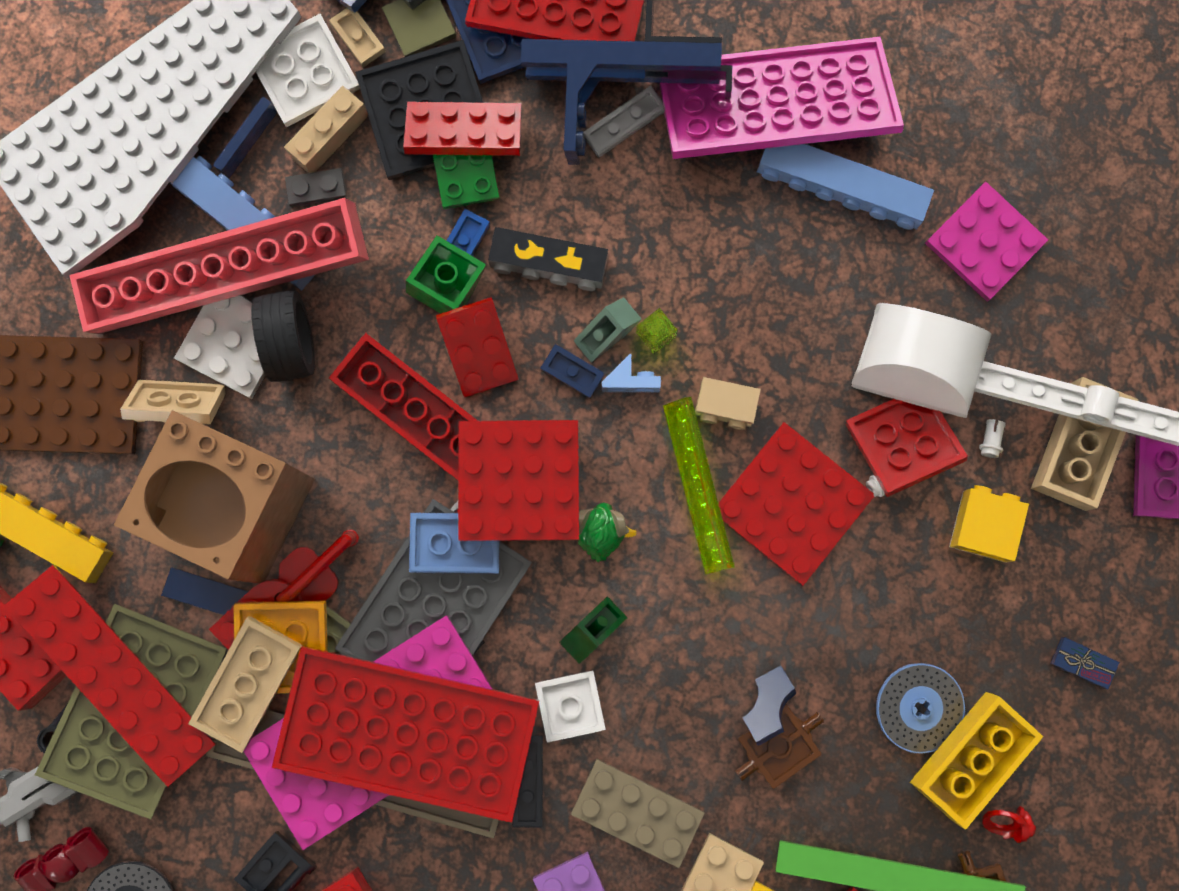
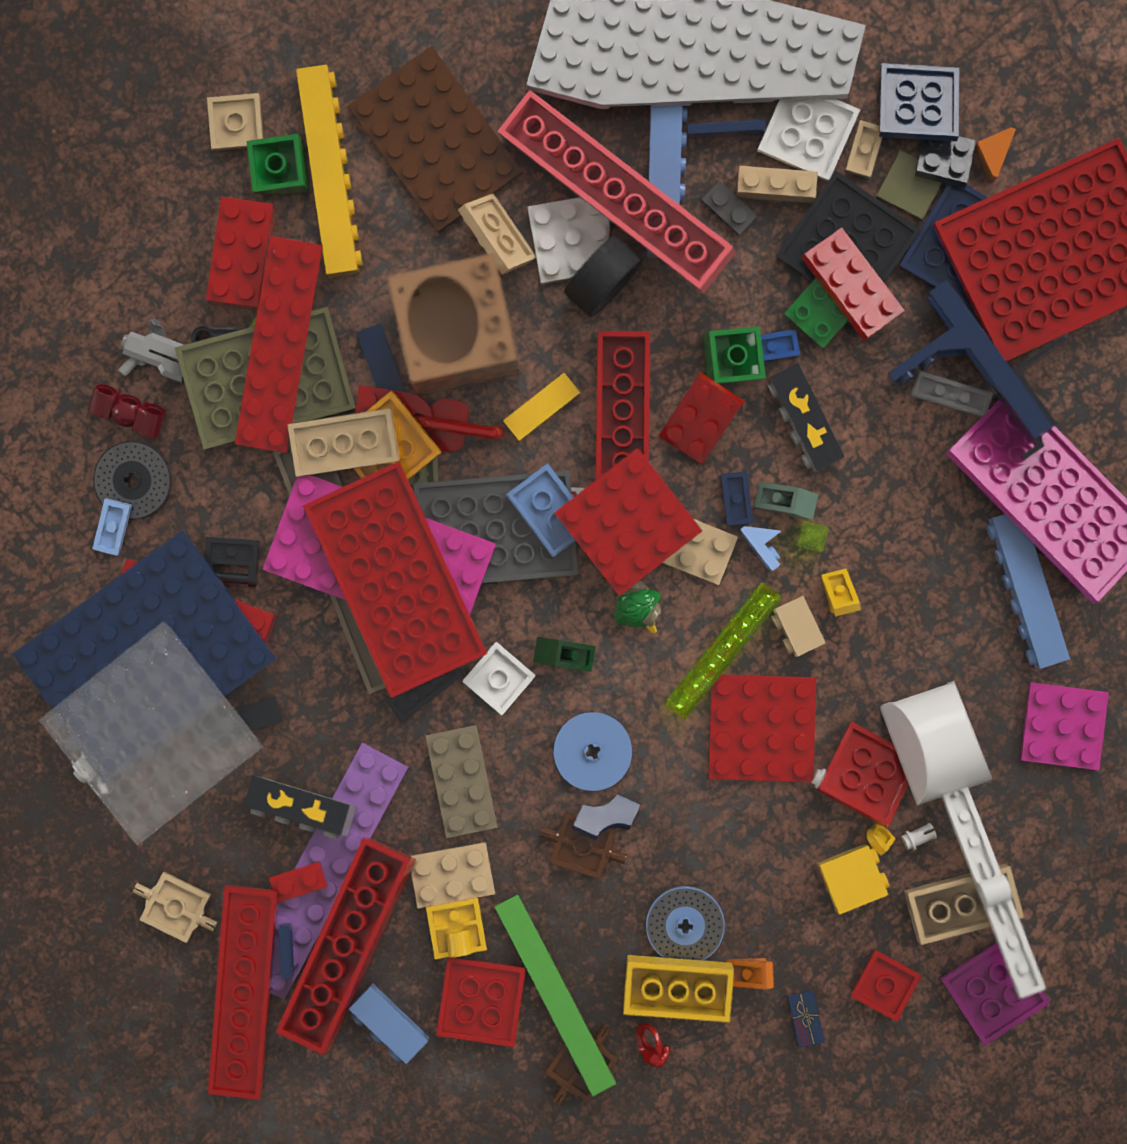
camera: 50 degrees right, 5 degrees up
(358, 481) = (541, 407): none -> yellow tile
(600, 436) = (705, 554): none -> tan plate
(713, 691) = (612, 758): none -> medium blue piece
(725, 344) = (840, 592): none -> yellow slope
(970, 474) = (880, 838): none -> yellow tile
(1010, 679) = (752, 973): none -> orange slope
(1106, 568) = (885, 985): none -> red plate

